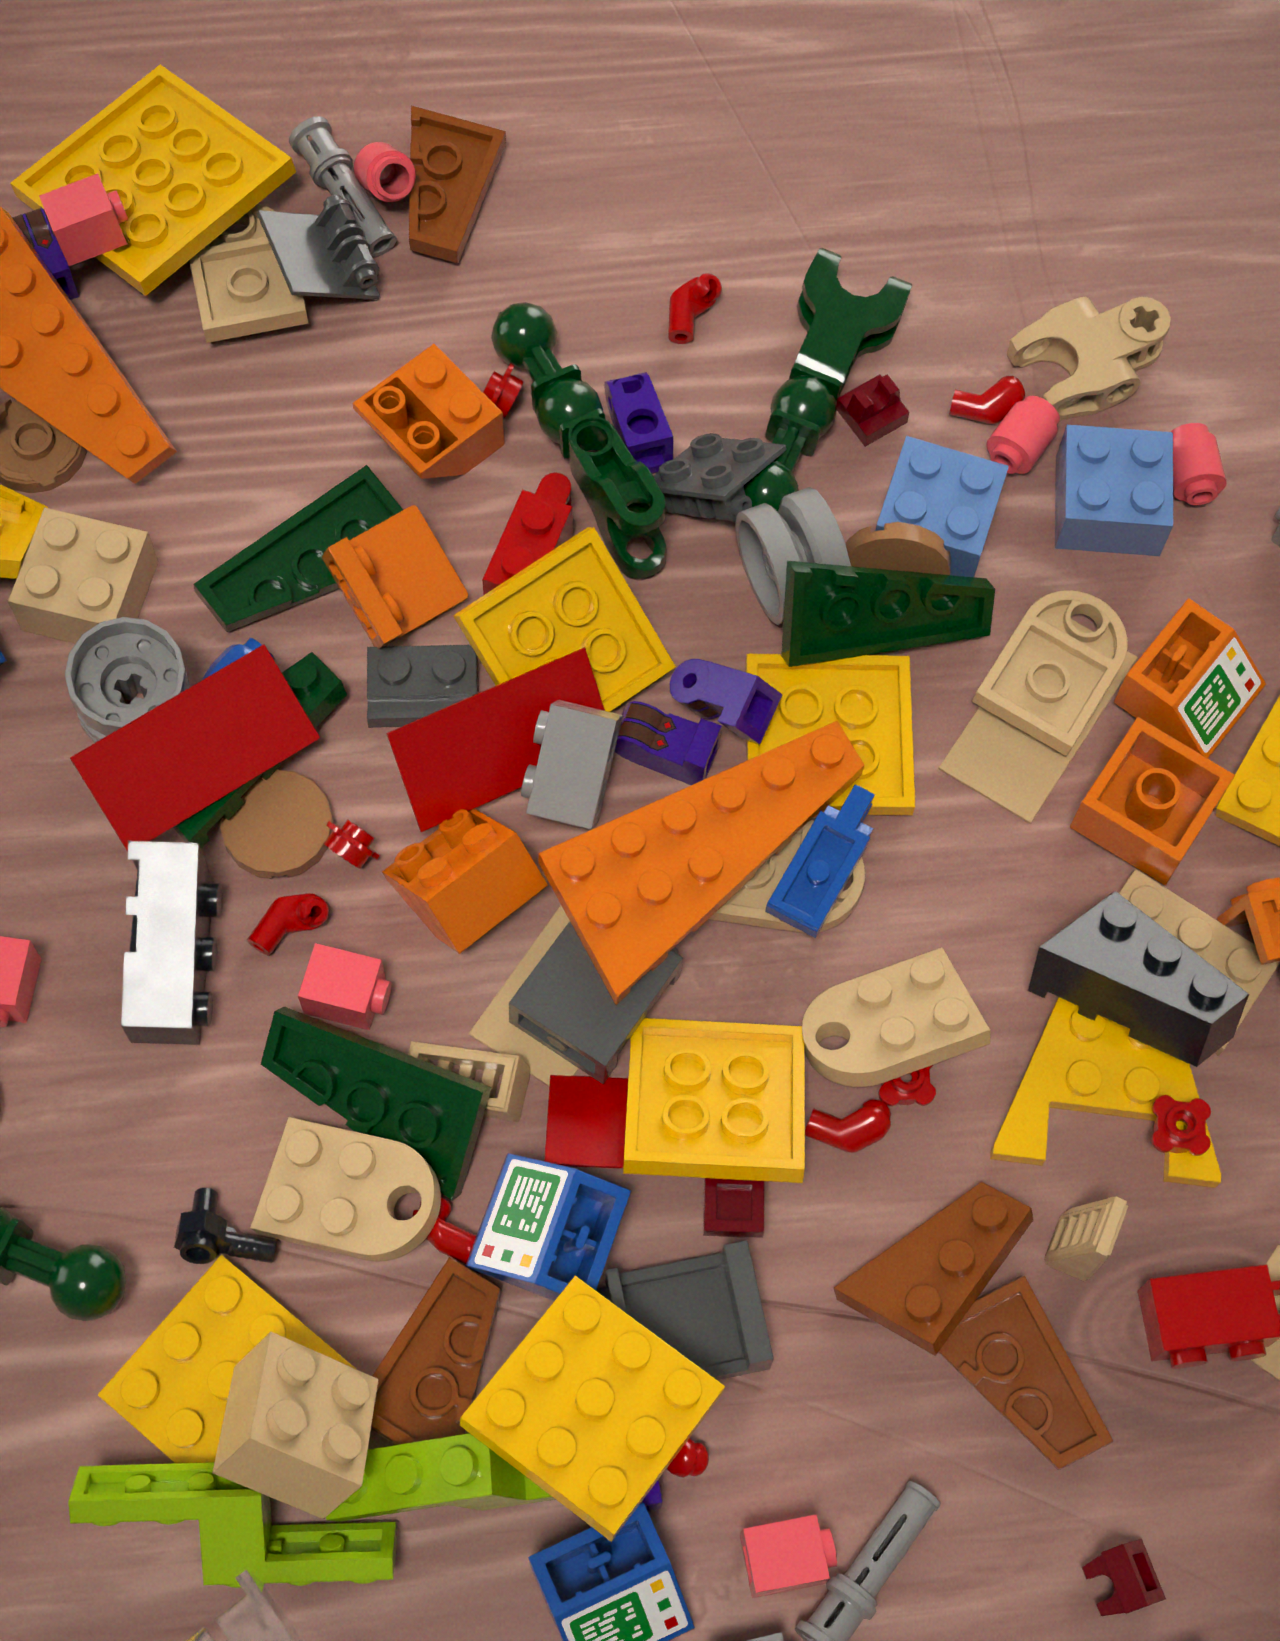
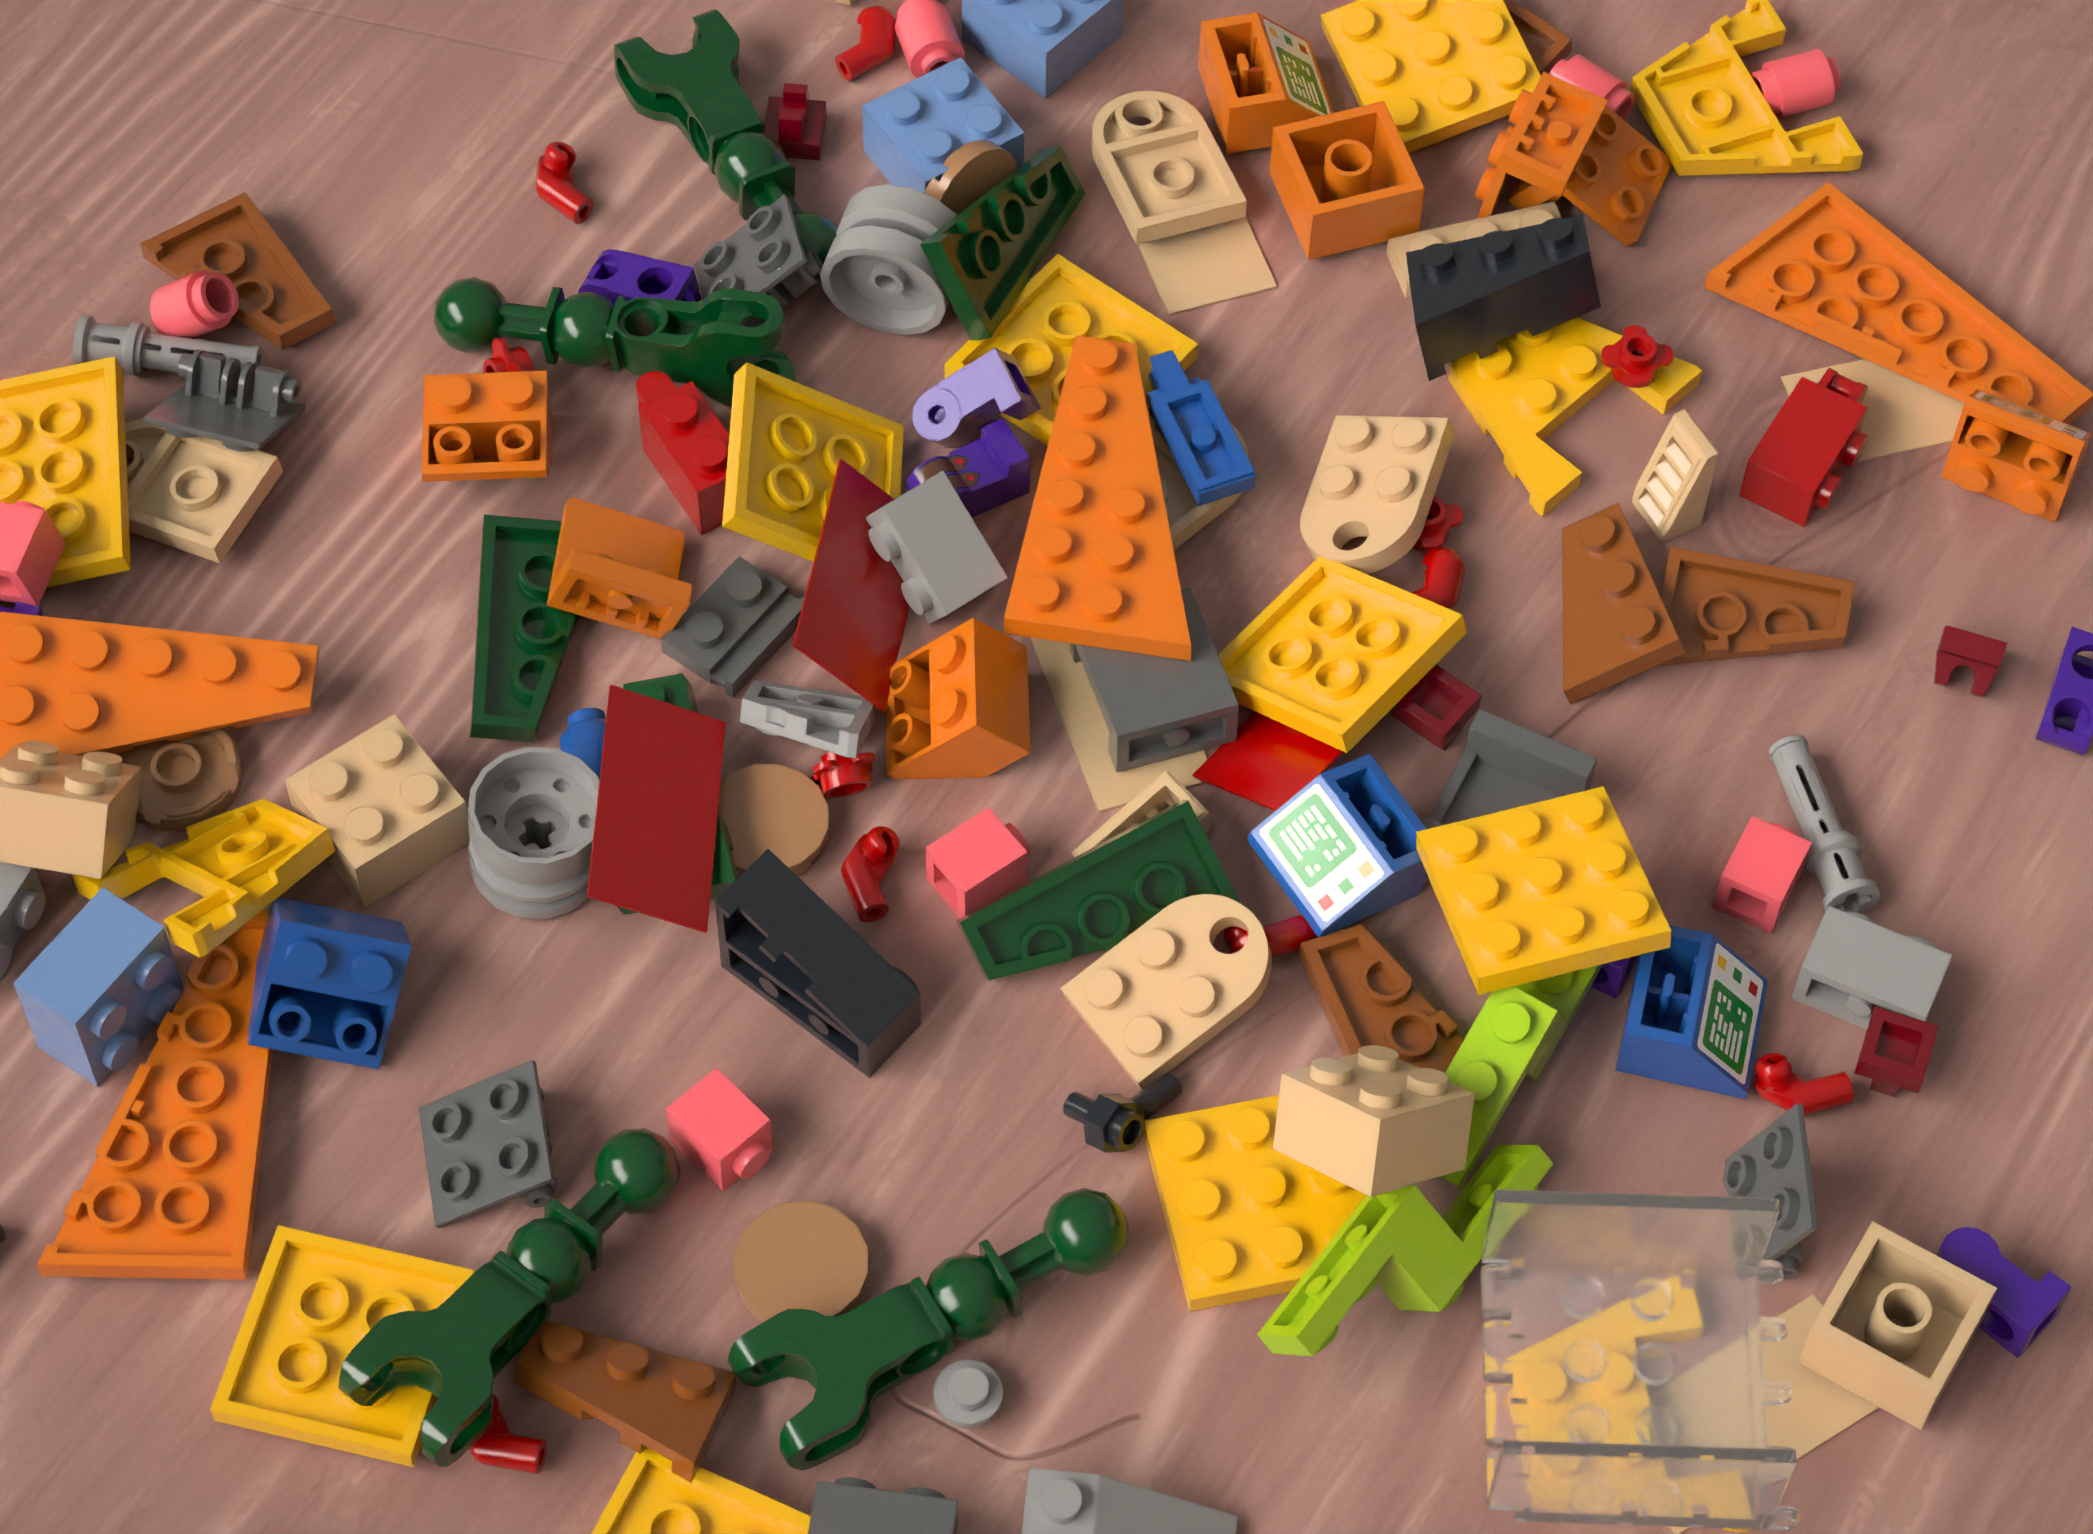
camera: 50 degrees left, 10 degrees down
(370, 789) = (809, 716): none -> light grey wing

